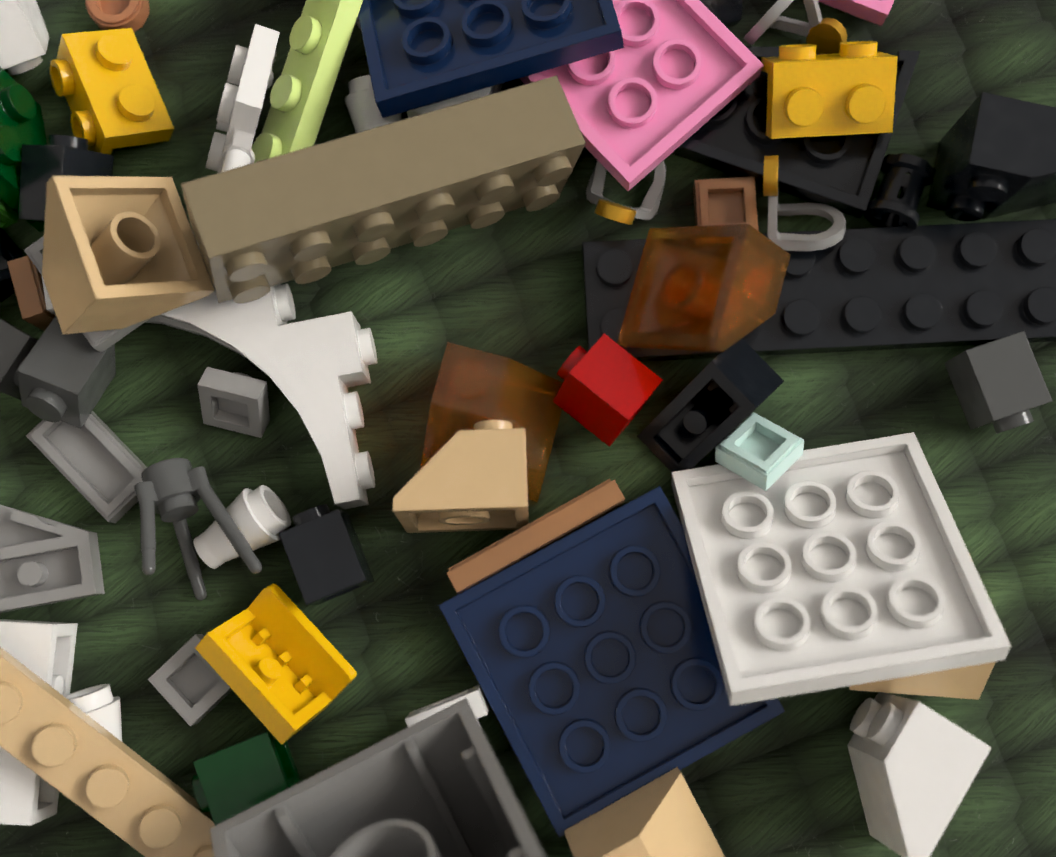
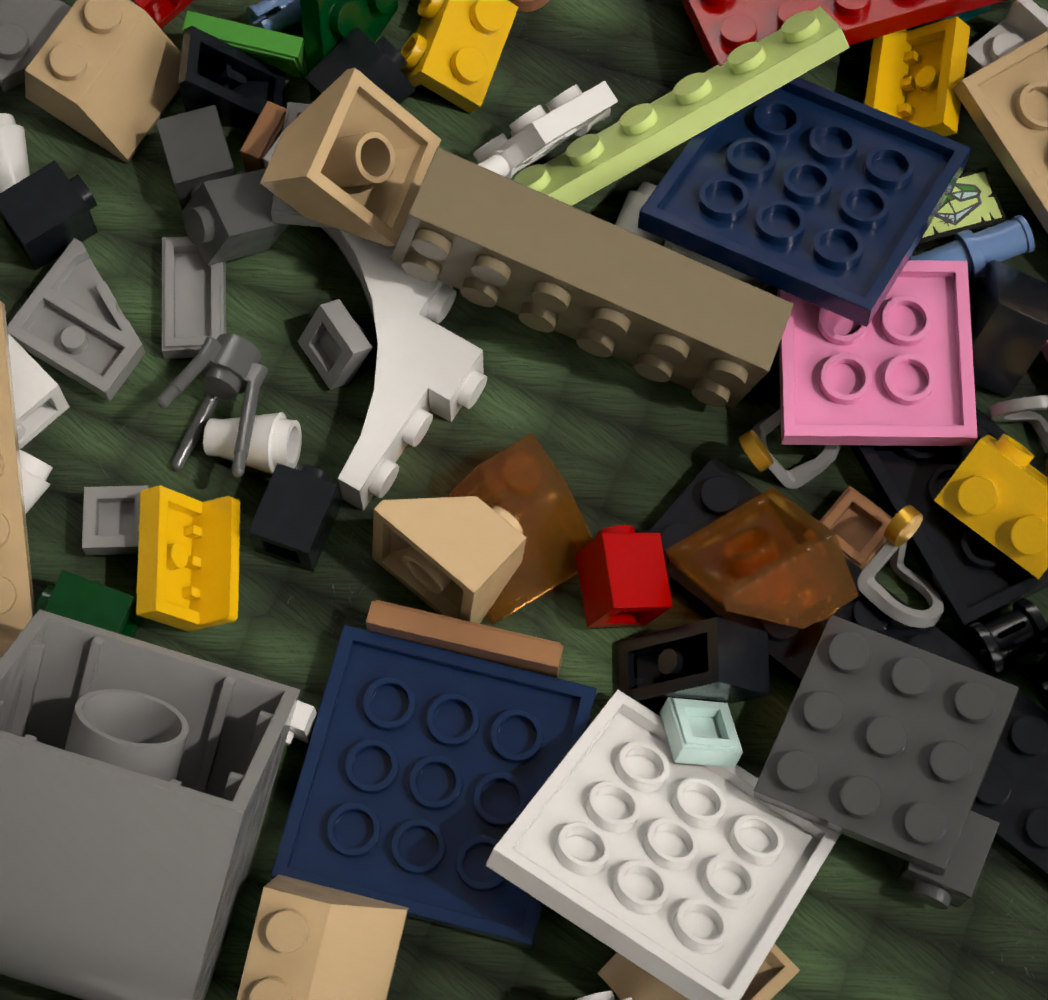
camera: 40 degrees right, 10 degrees down
(901, 343) = (886, 744): none -> dark grey plate

